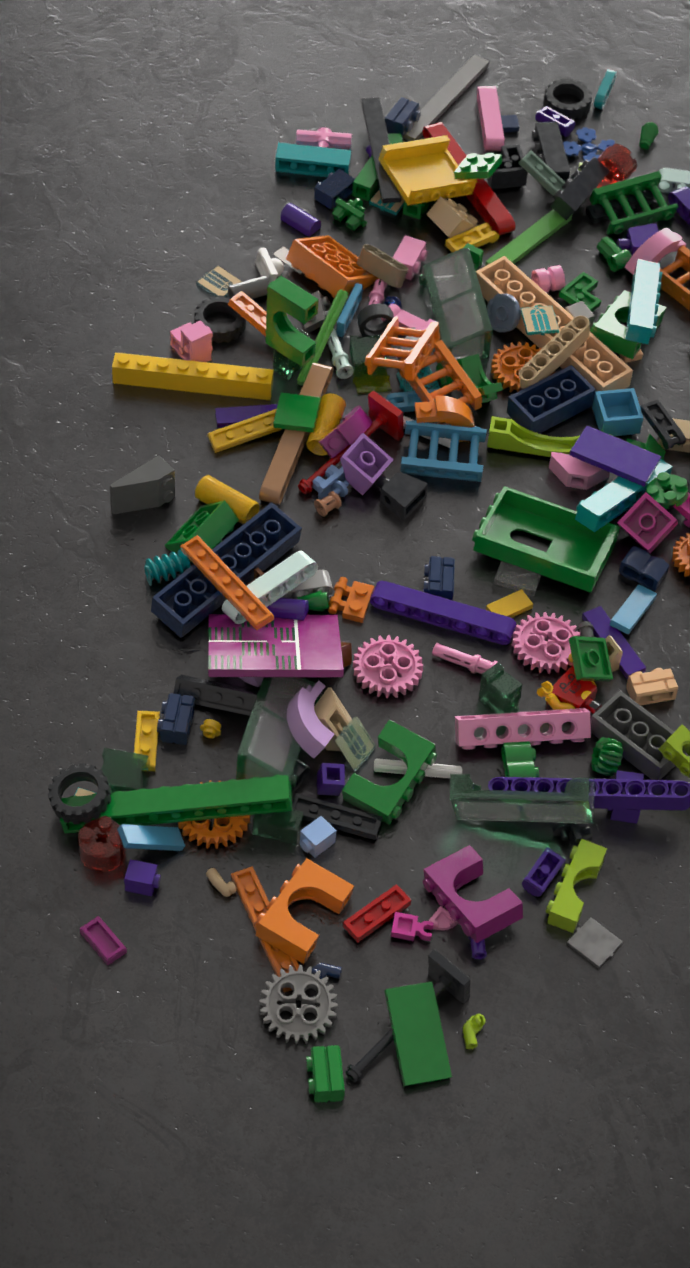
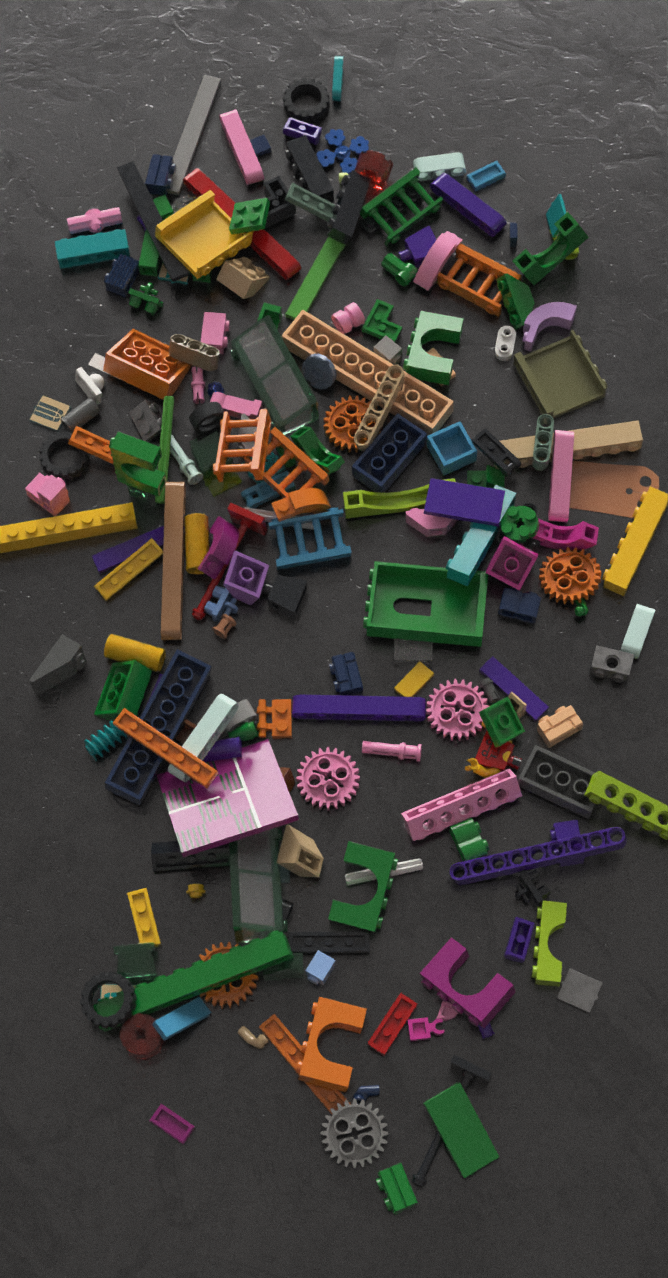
camera: 10 degrees left, 15 degrees up
(141, 878) = (185, 1056): dark purple brick -> none
(177, 718) = (163, 890): dark blue brick -> none
(297, 412) = (168, 543): green tile -> none
(300, 219) = (101, 320): dark purple brick -> none
(304, 723) = (276, 869): lavender arch -> none
(330, 779) = (314, 910): dark purple brick -> none
(349, 310) = (178, 409): dark azure tile -> none
(355, 743) = (324, 867): clear light blue piece -> none
(471, 1028) = (501, 1107): lime arm -> none
(476, 236) = (265, 292): yellow plate -> none
(500, 690) = (433, 777): clear green hips -> none
(539, 320) = (355, 373): piece -> none
(571, 806) = (438, 895): windscreen -> none
(607, 756) = (541, 811): green gear -> none
(633, 609) = (521, 651): dark azure tile -> none
(644, 302) = (442, 323): brick -> none
(648, 134) = (392, 120): green cone -> none

